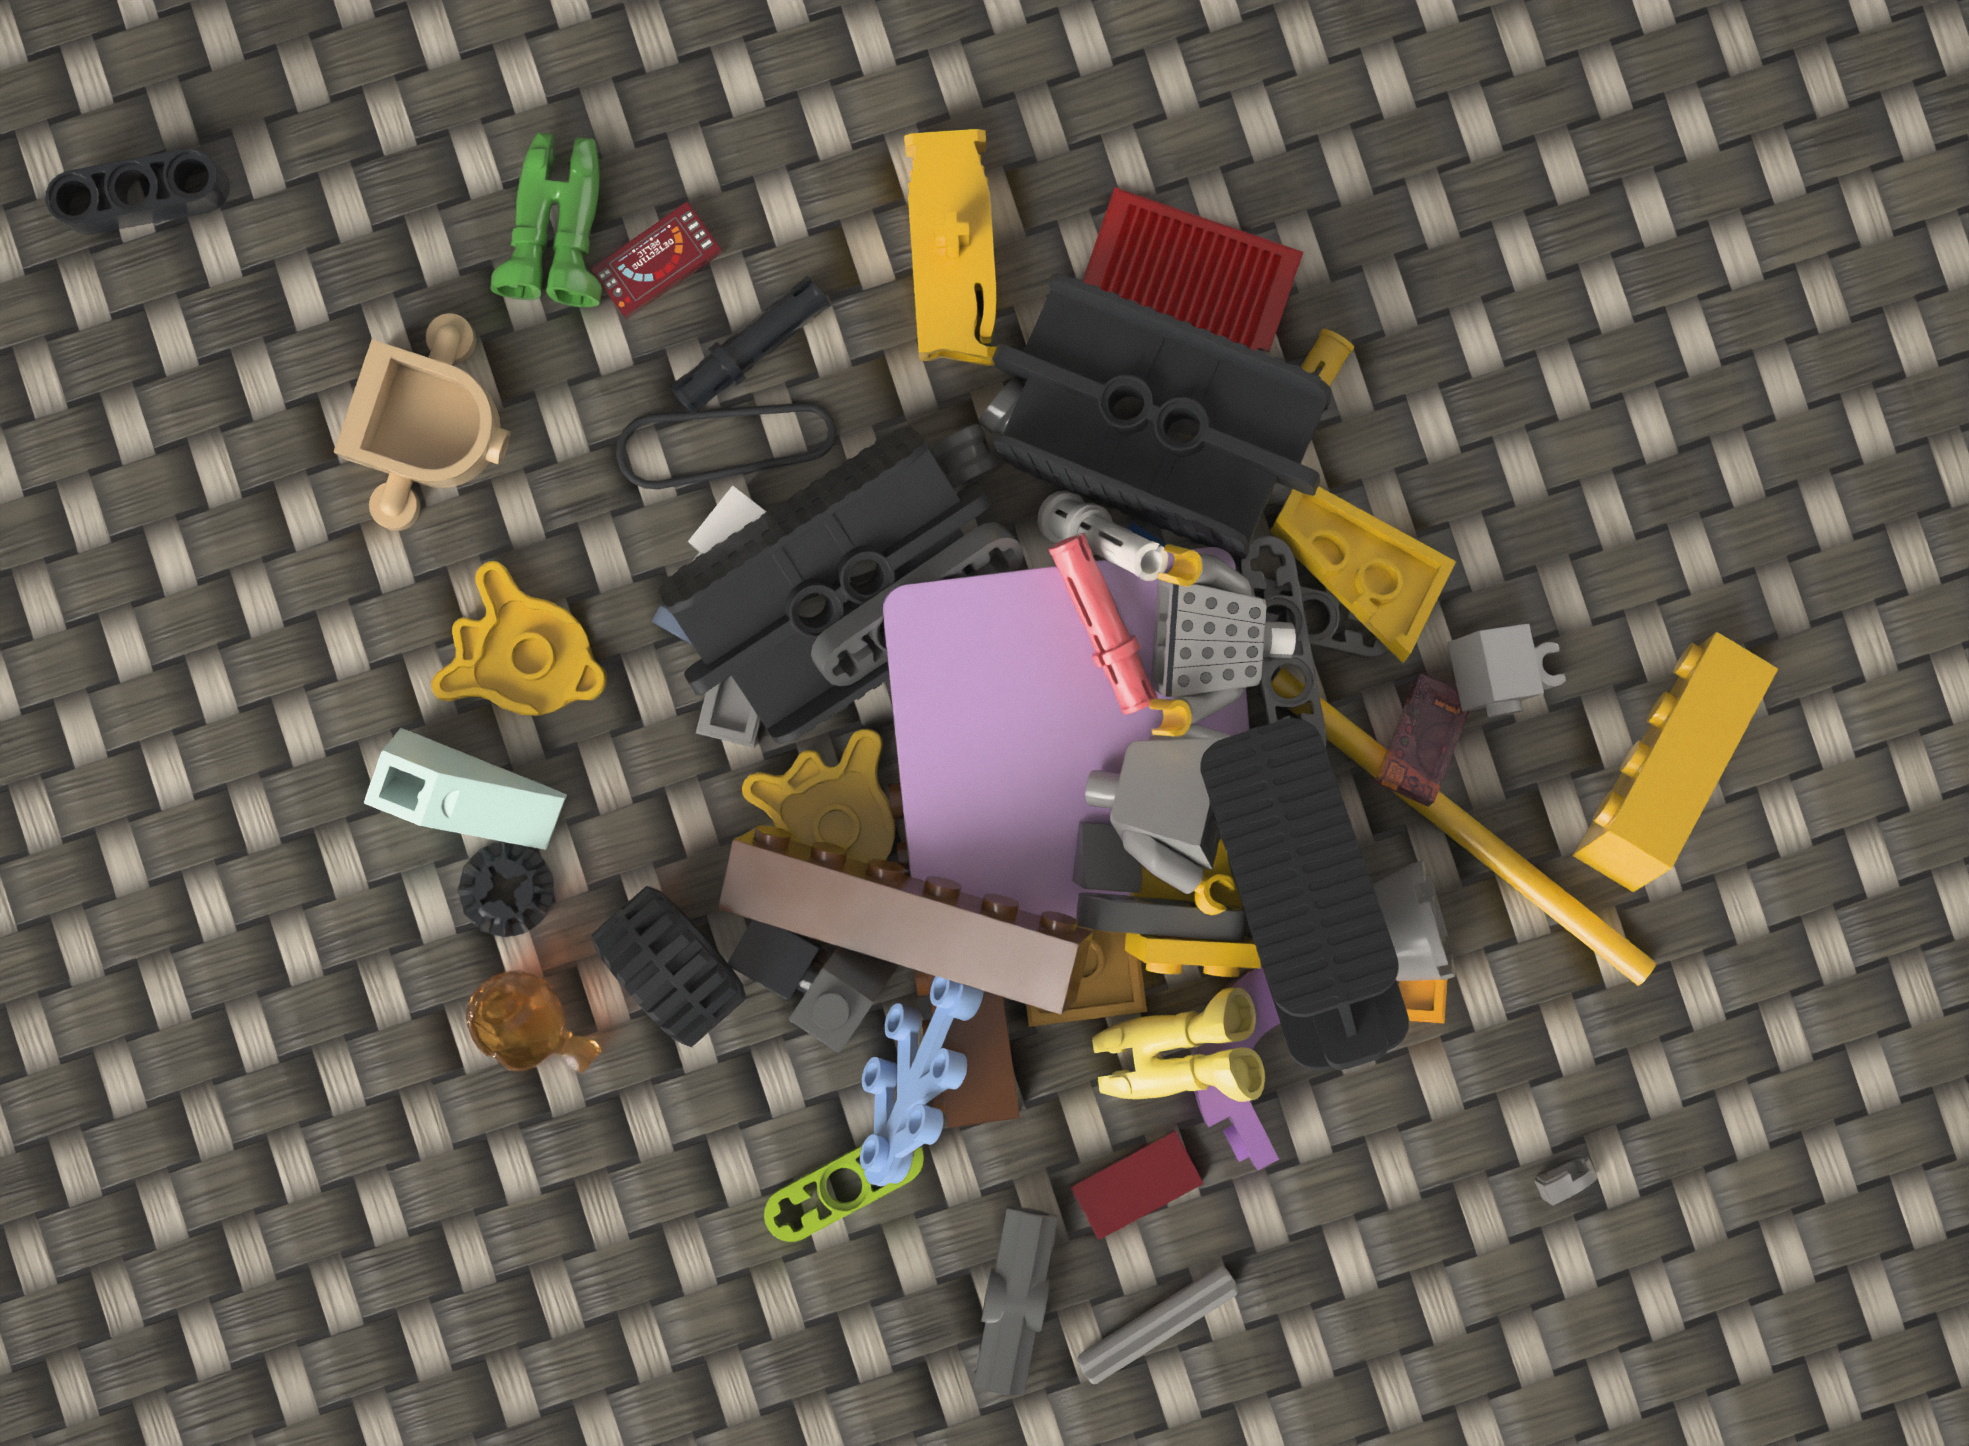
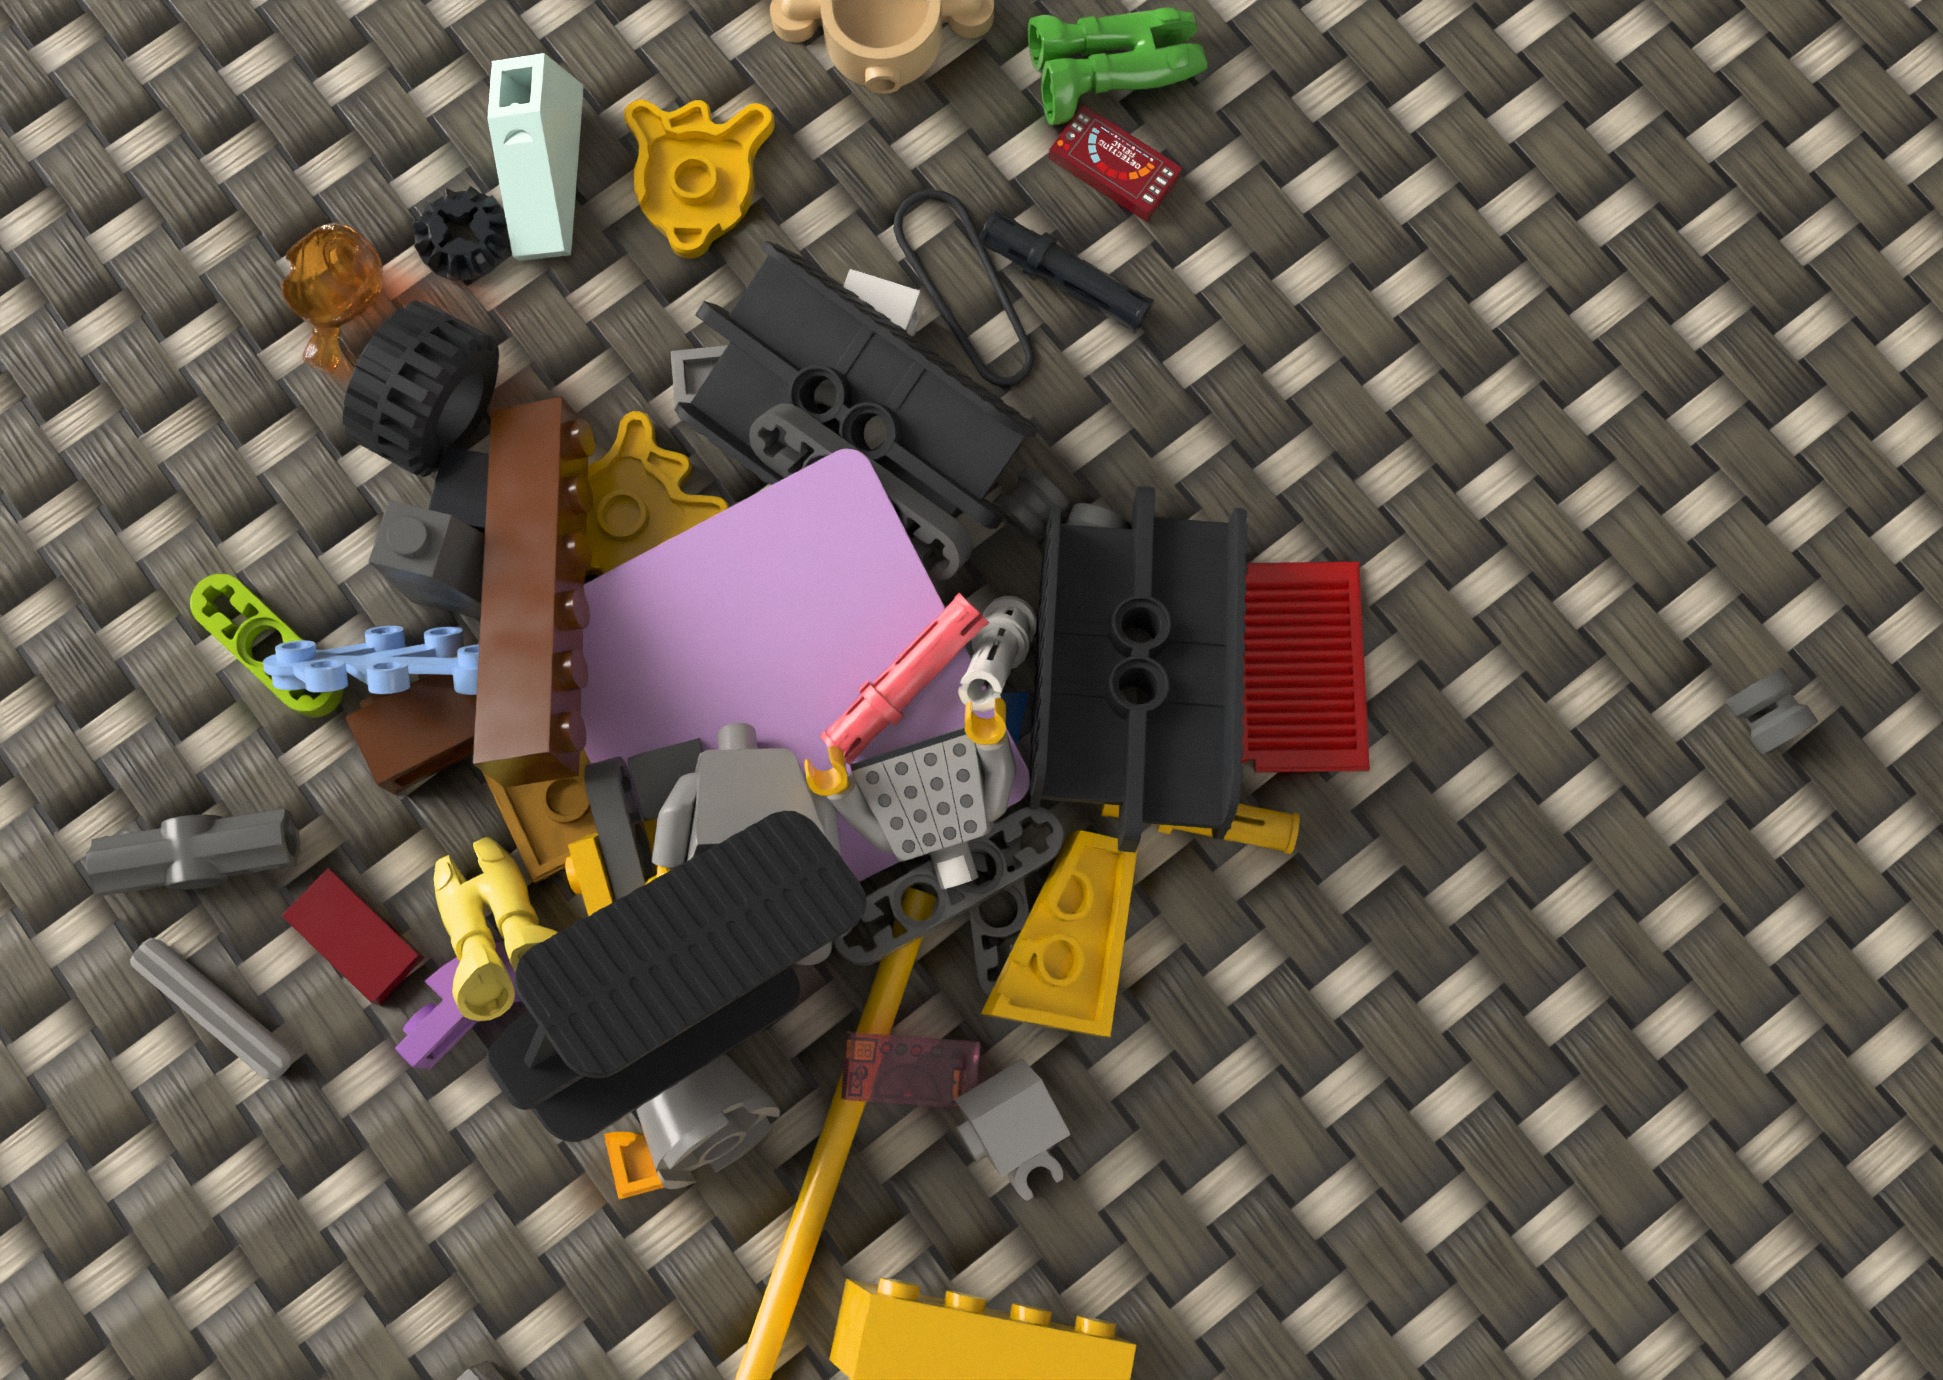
camera: 75 degrees right, 10 degrees down
(951, 245) = (1237, 420): yellow piece -> none

